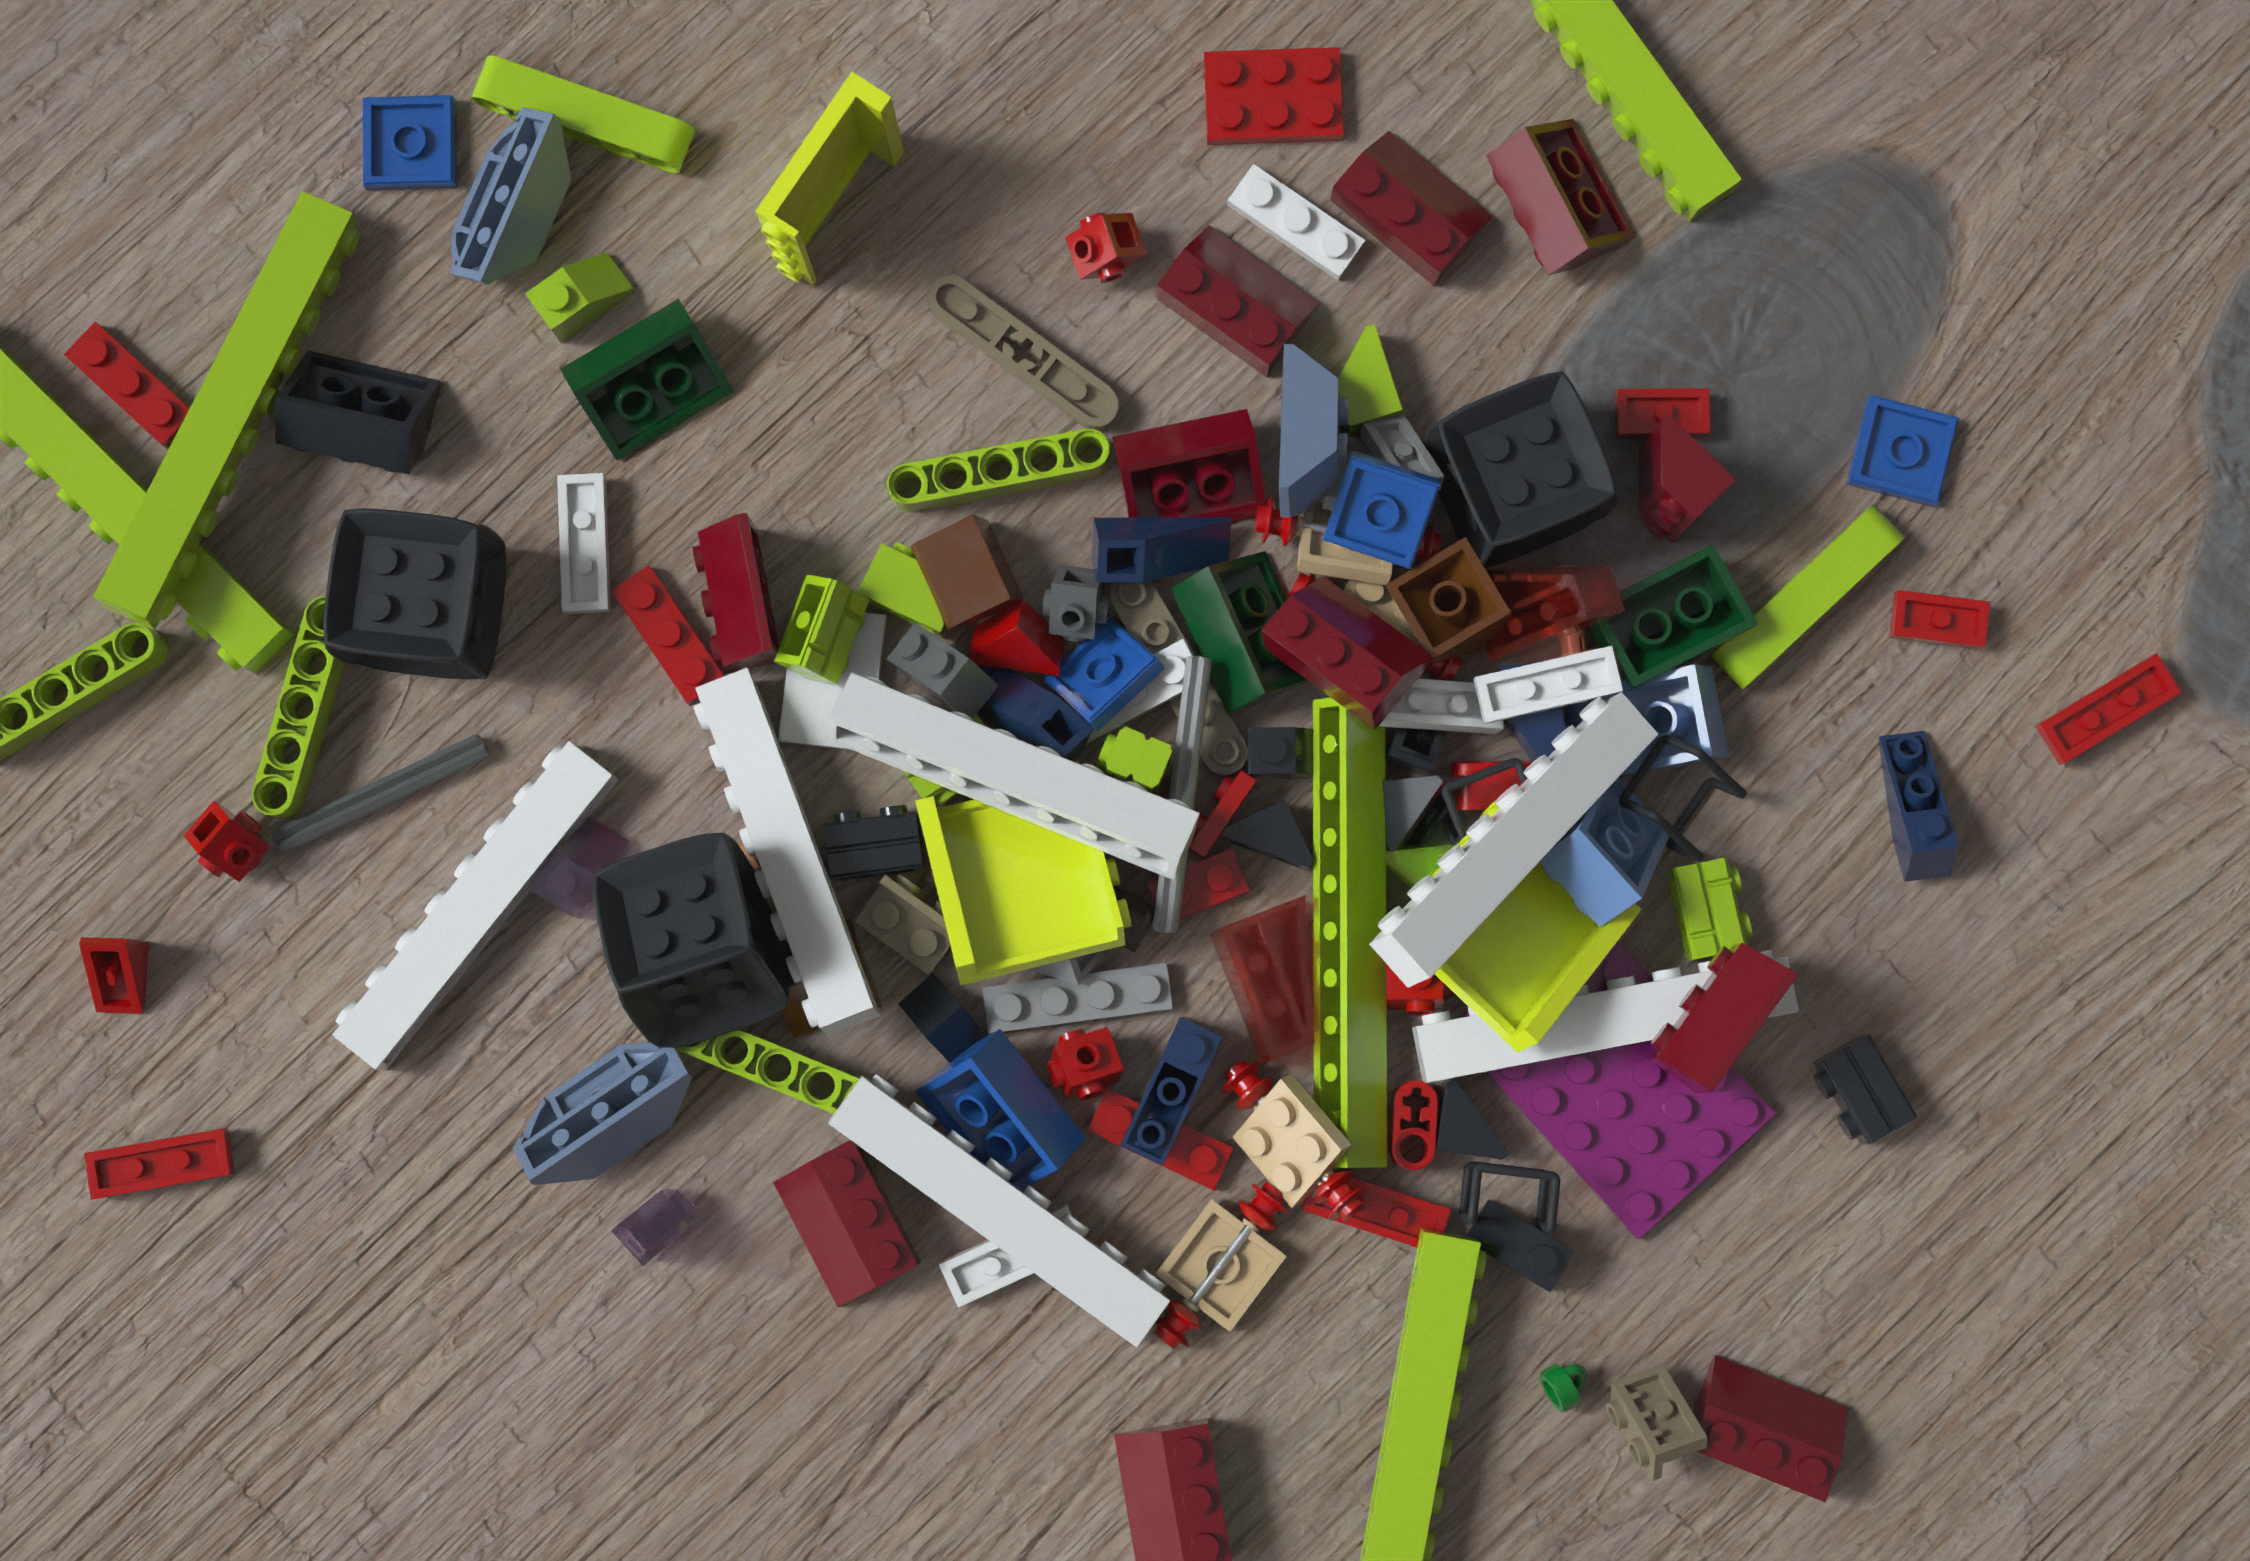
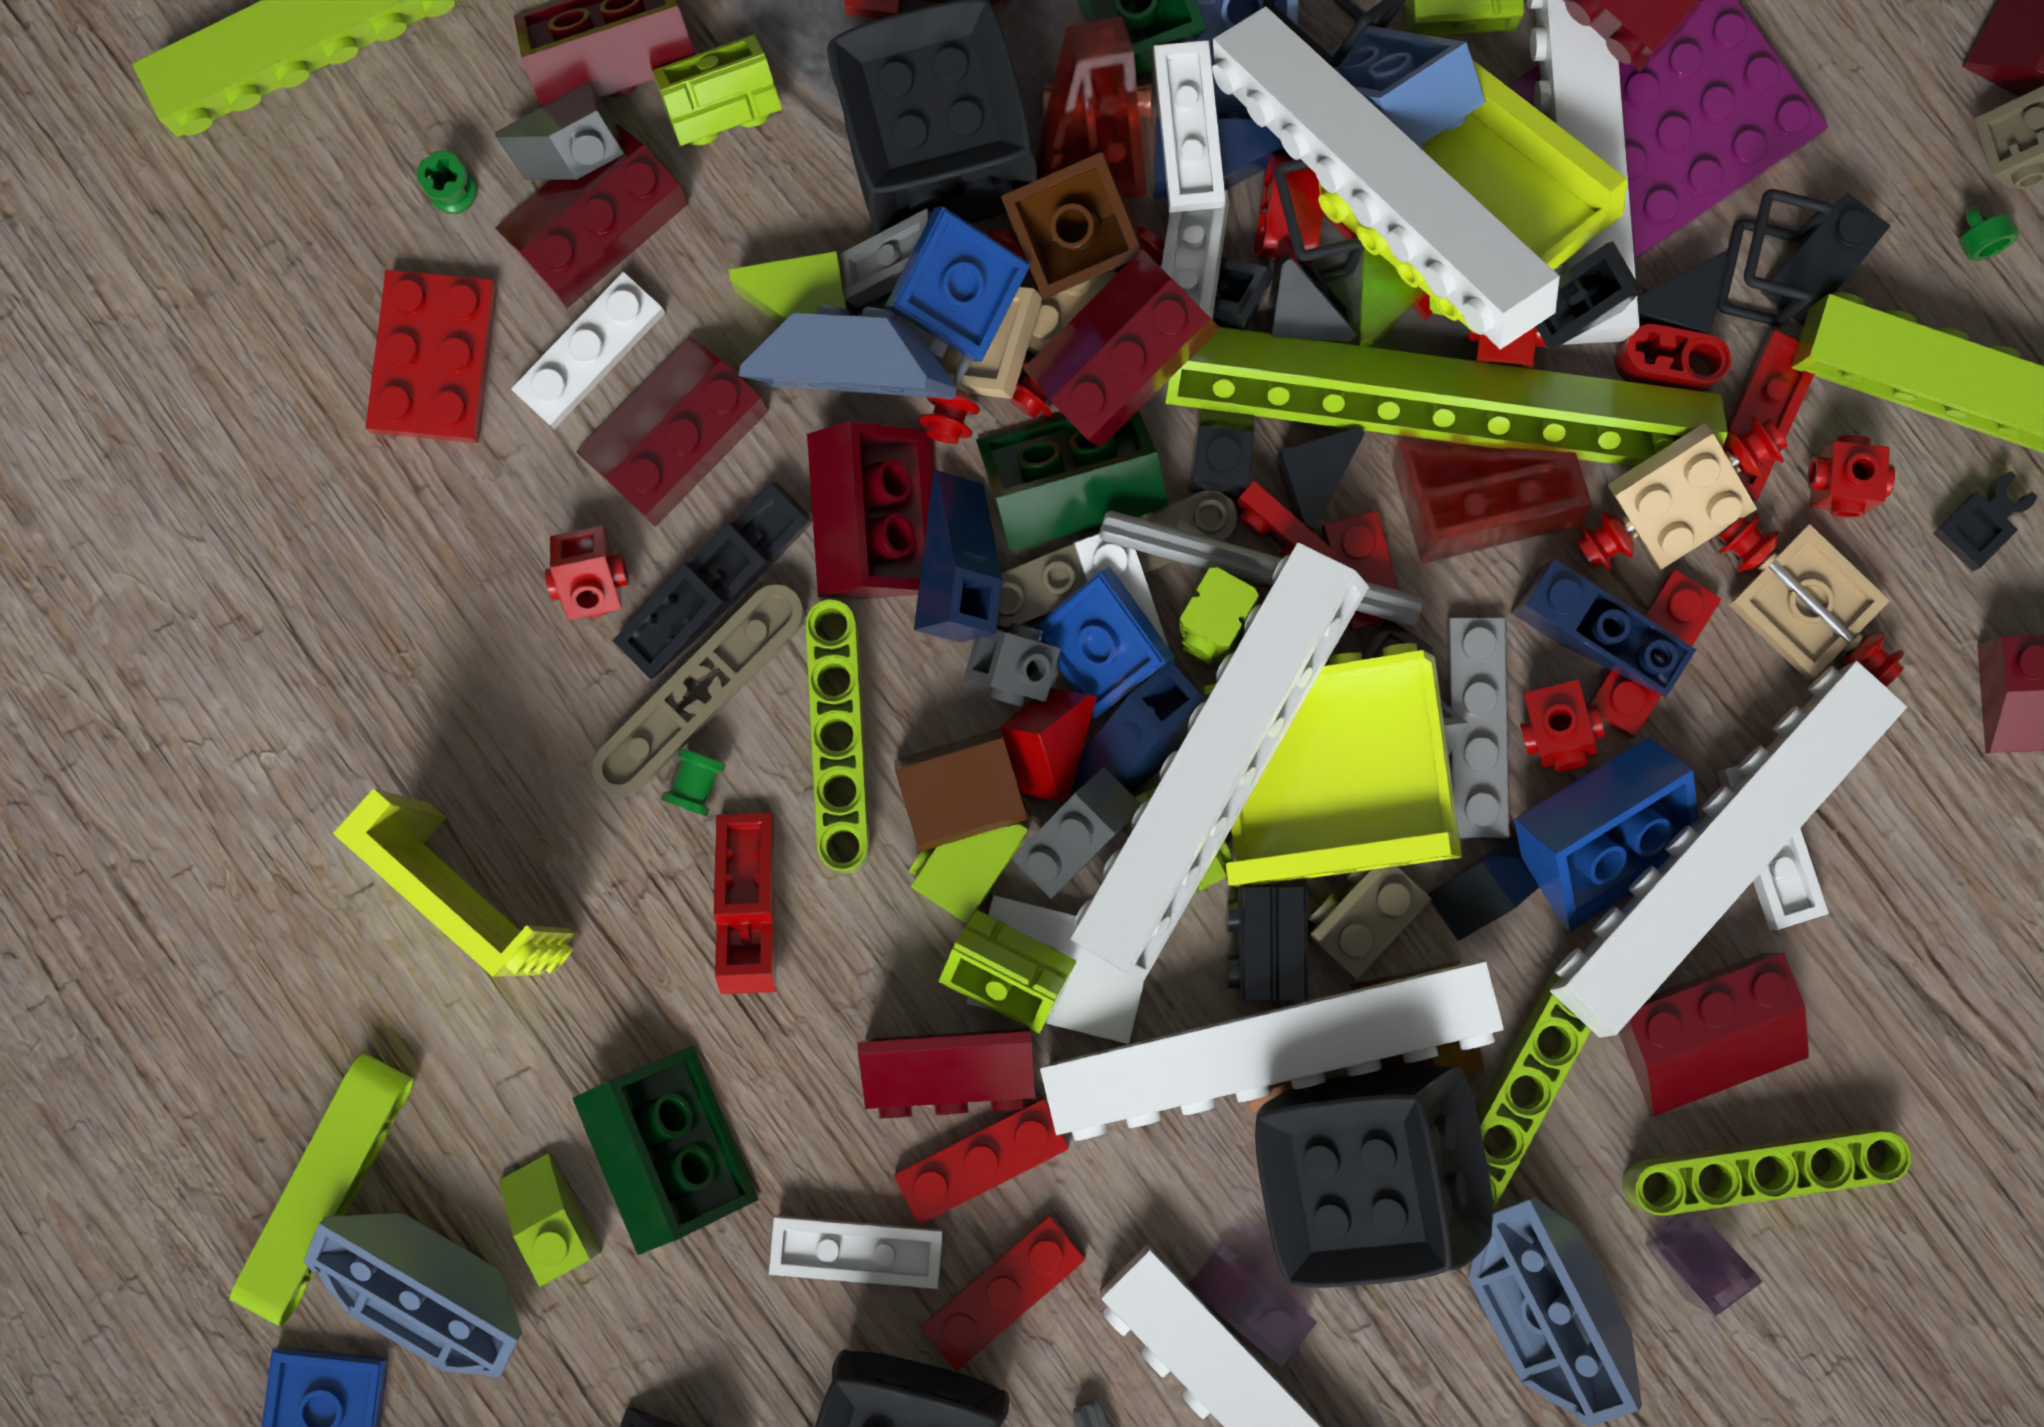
camera: 80 degrees left, 0 degrees up
(566, 666) = (1002, 1292): none -> red plate
(732, 1300) = (1792, 1171): none -> lime beam
(852, 414) = (745, 904): none -> red slope
(946, 359) = (693, 782): none -> green bush
(1116, 351) = (713, 580): none -> black slope
(1306, 1404) = (1981, 525): none -> black plate
(1331, 1266) = (1837, 487): none -> red brick
(1430, 79) = (440, 168): none -> green bush
(1439, 1023) = (1589, 295): none -> black slope
(1469, 175) = (563, 137): none -> dark grey slope
(1527, 293) = (717, 91): none -> lime brick

